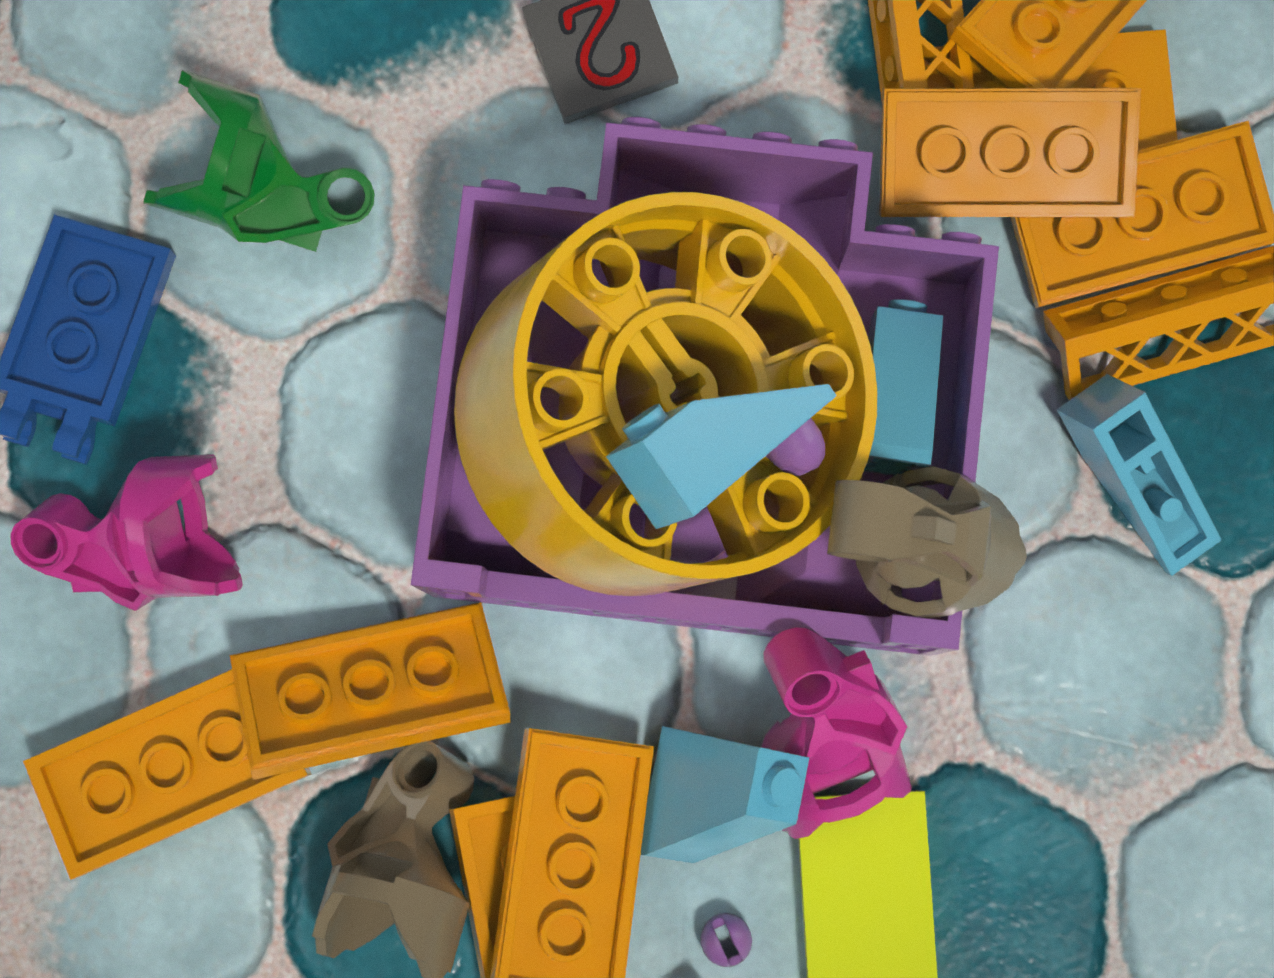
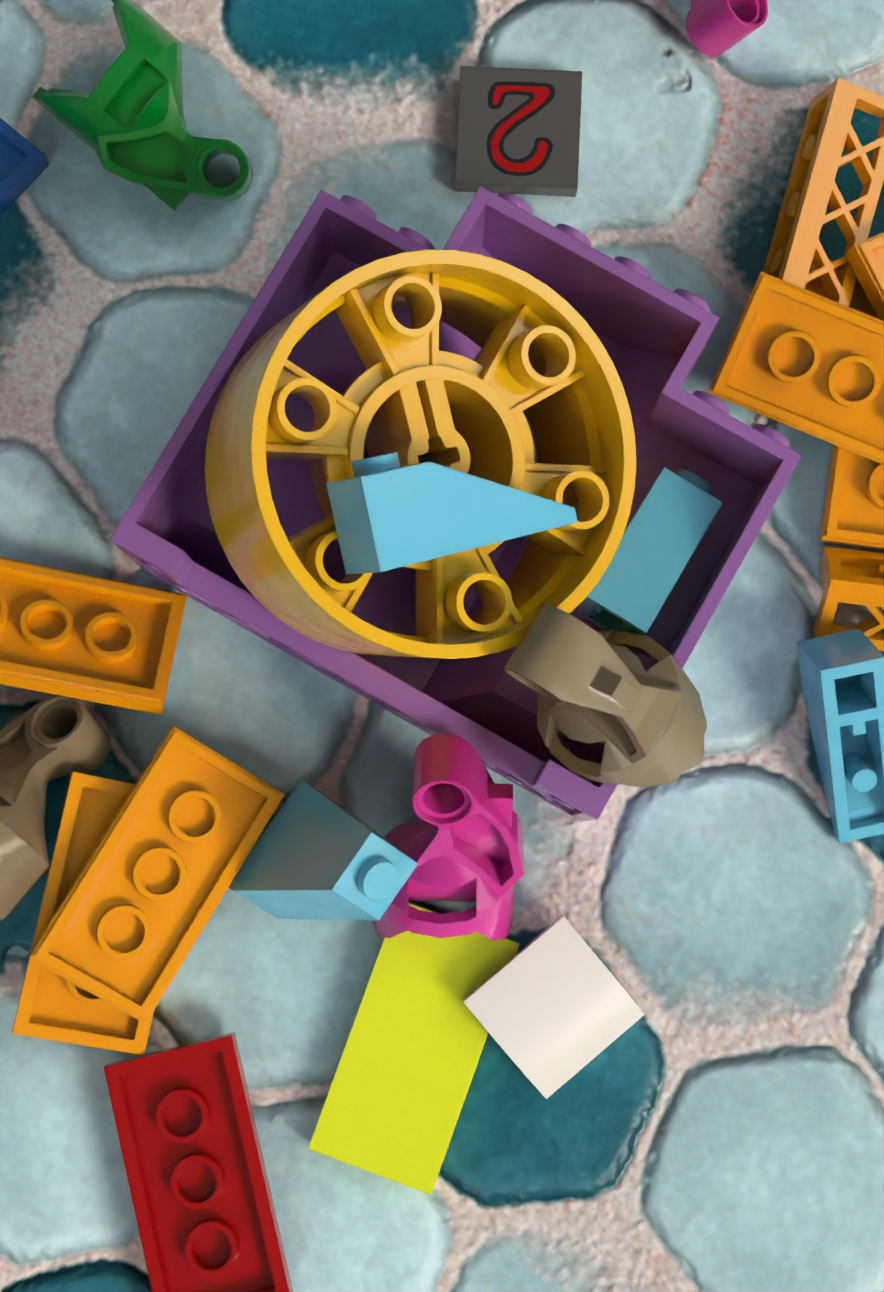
camera: 20 degrees right, 0 degrees up
(739, 935) = (290, 1002): medium lavender hinge -> none
(800, 451) = (521, 559): medium lavender hinge -> none
(979, 834) = (553, 1007): none -> white slope

